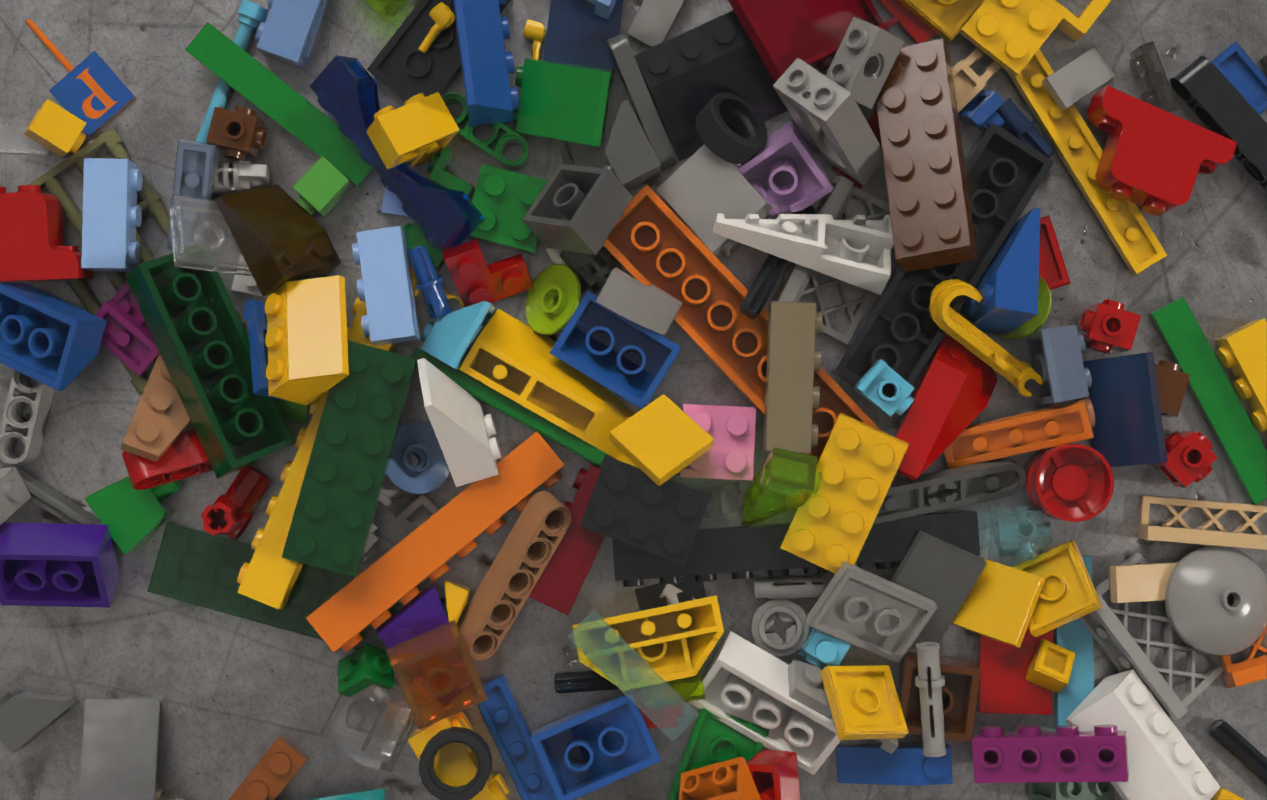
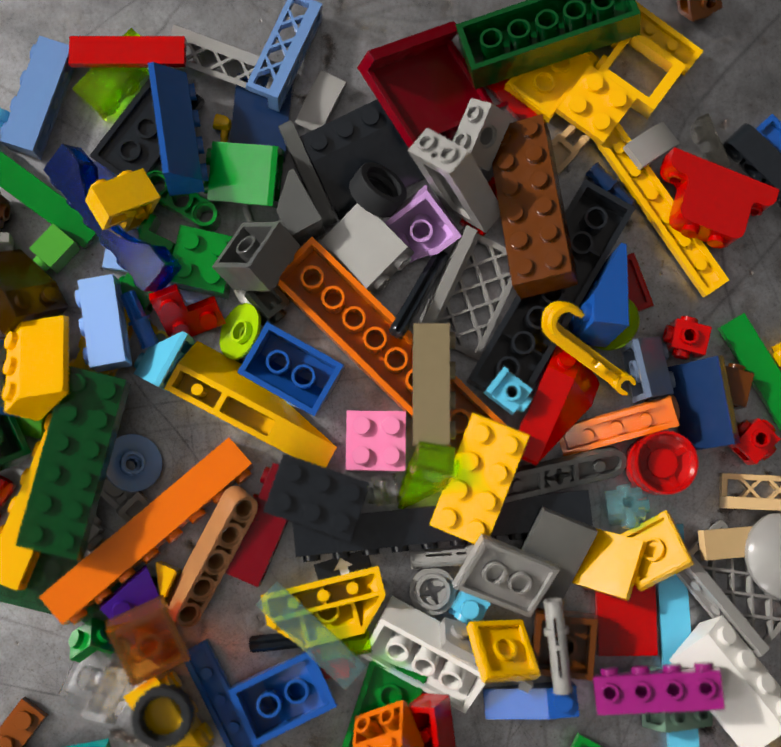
camera: 10 degrees left, 5 degrees down
(443, 18) = (147, 112): yellow hand -> none
(459, 426) = (163, 434): white slope -> none
(516, 411) = (205, 418): green tile -> none
(639, 302) = (307, 329): light grey slope -> none
(661, 439) = (328, 439): yellow tile -> none
(843, 249) = (473, 283): white wedge -> none
(982, 110) = (577, 172): blue tile -> none
(1051, 666) = (655, 615): yellow slope -> none

